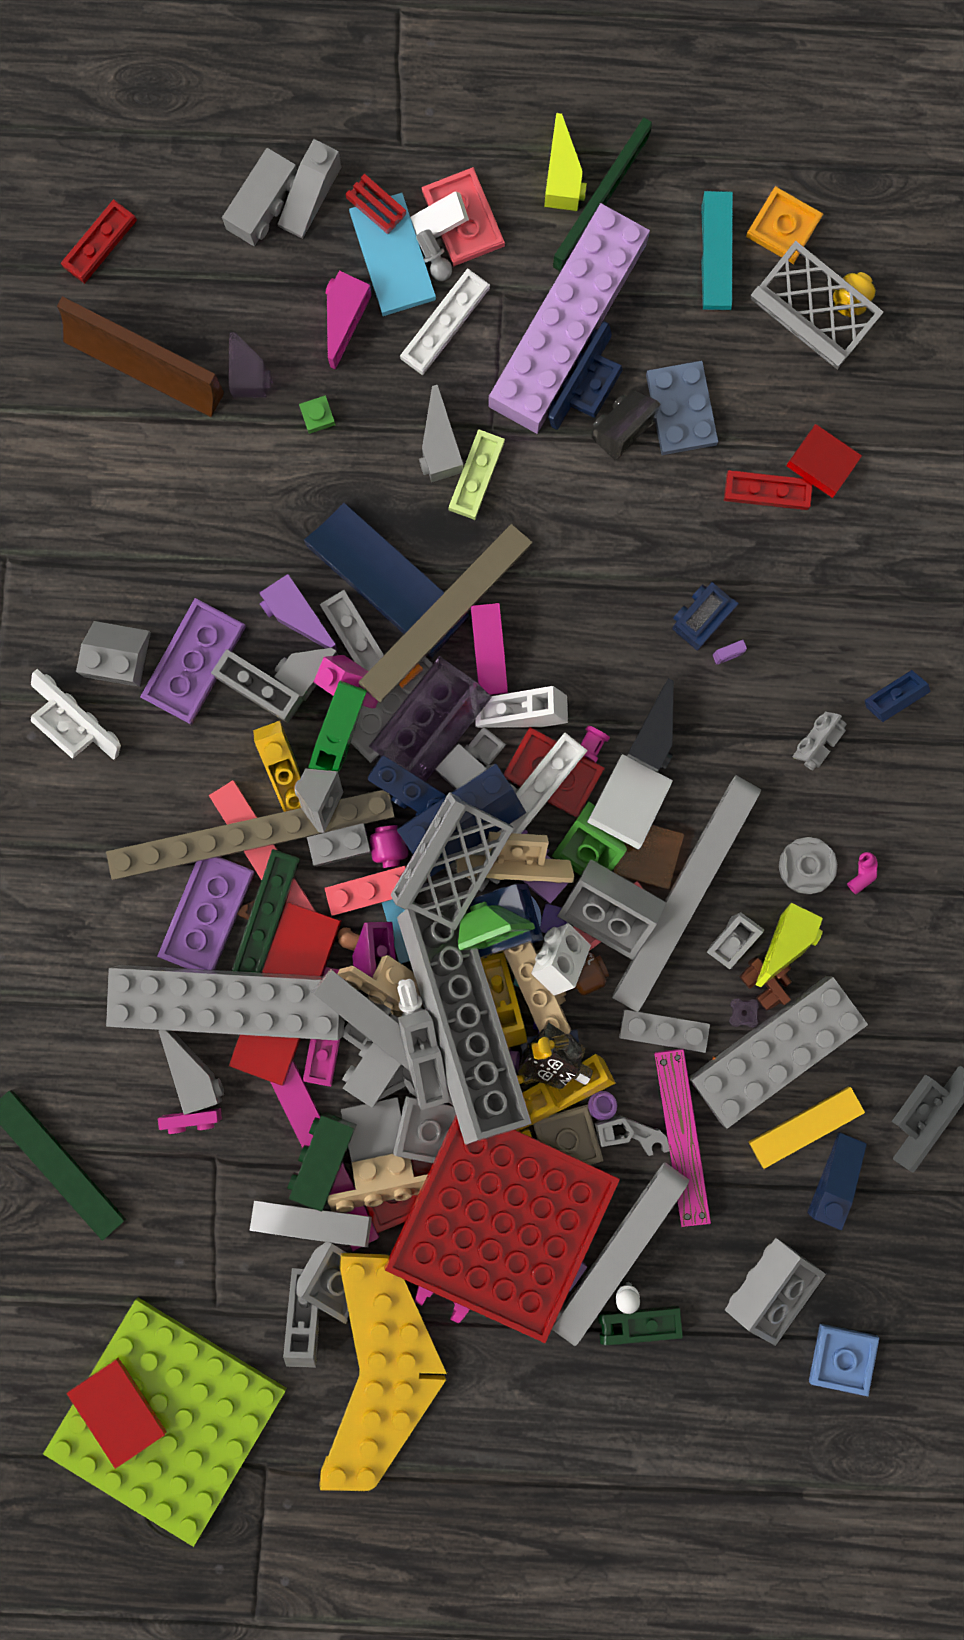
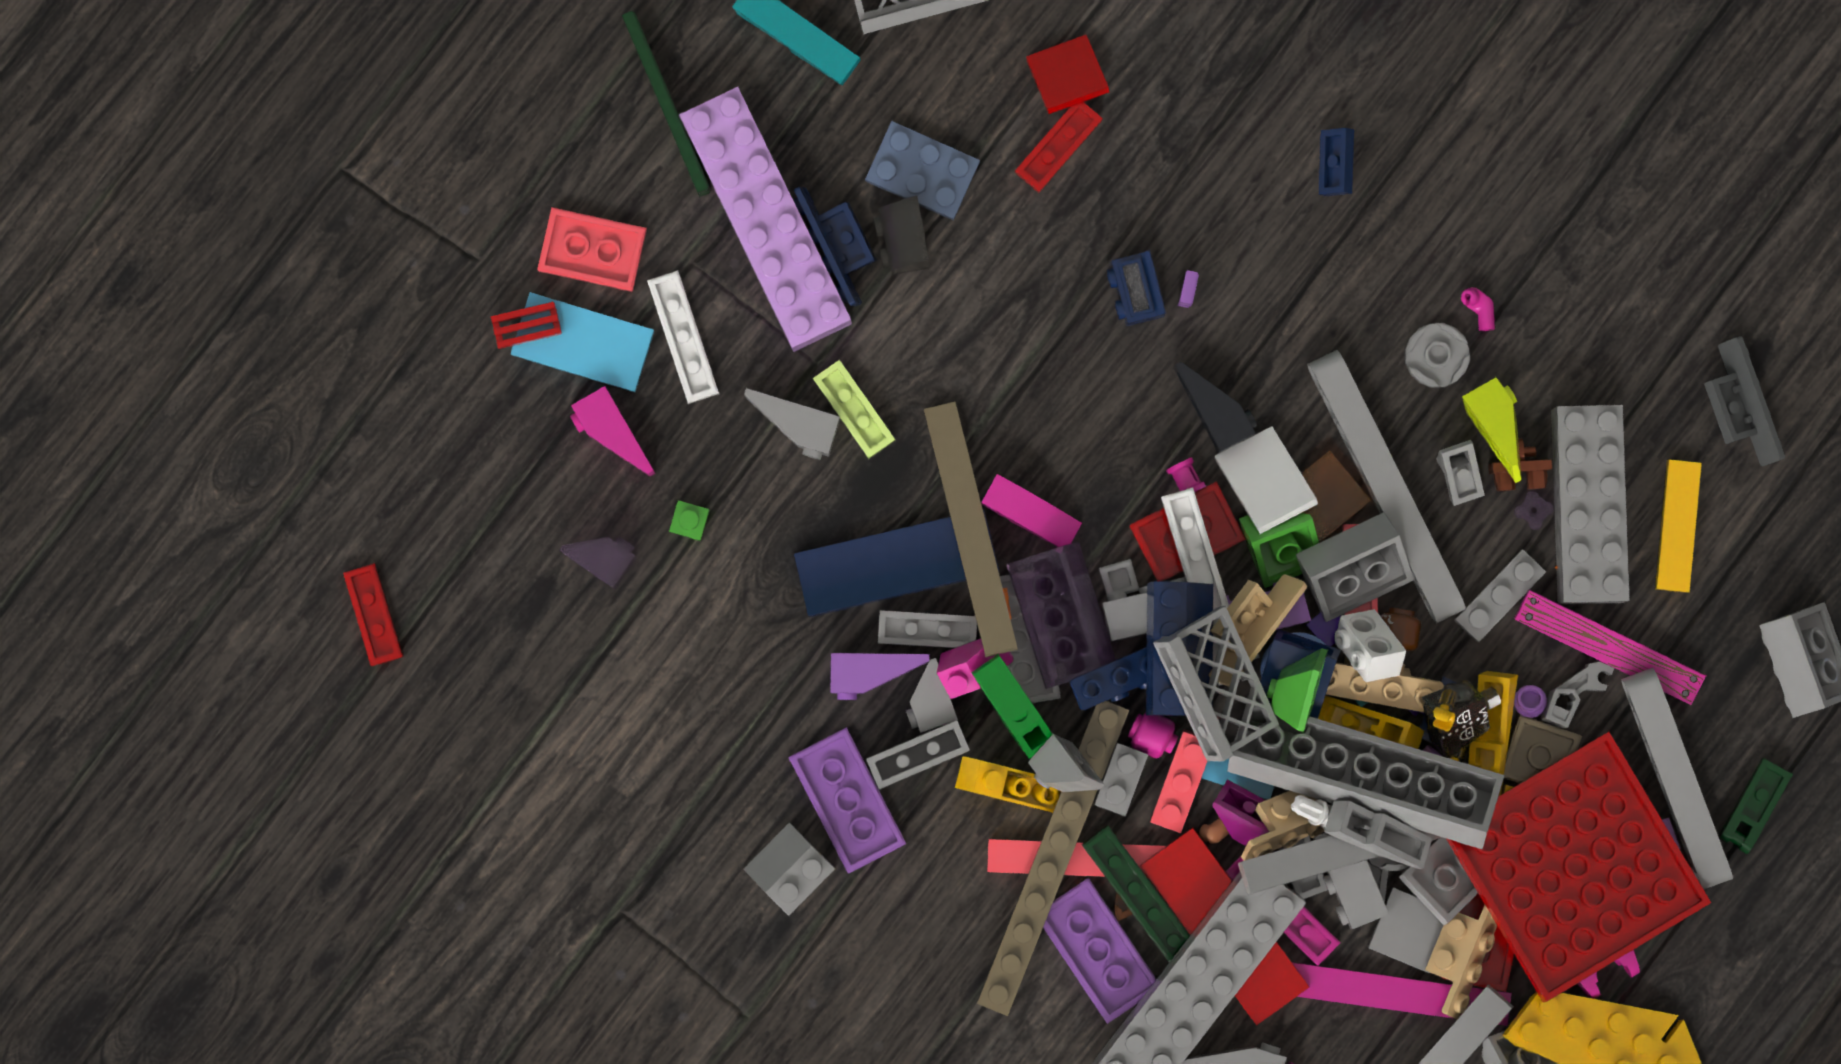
camera: 55 degrees left, 0 degrees up
(67, 723) = (826, 958): white bracket -> none
(139, 358) = (523, 654): reddish brown arch -> none
(260, 197) = (442, 429): light grey brick -> none
(310, 188) = (466, 379): light grey slope -> none
(321, 1161) = (1405, 996): dark green brick -> none
(440, 267) = (627, 305): light grey axle -> none
(441, 216) = (583, 274): white tile -> none
(525, 709) = (1111, 518): white slope -> none
(564, 173) = (620, 125): neon yellow slope -> none
(627, 1298) = (1722, 799): white axle -> none
(826, 729) = (1331, 276): light grey hinge -> none
(838, 1182) = (1747, 531): dark blue slope -> none

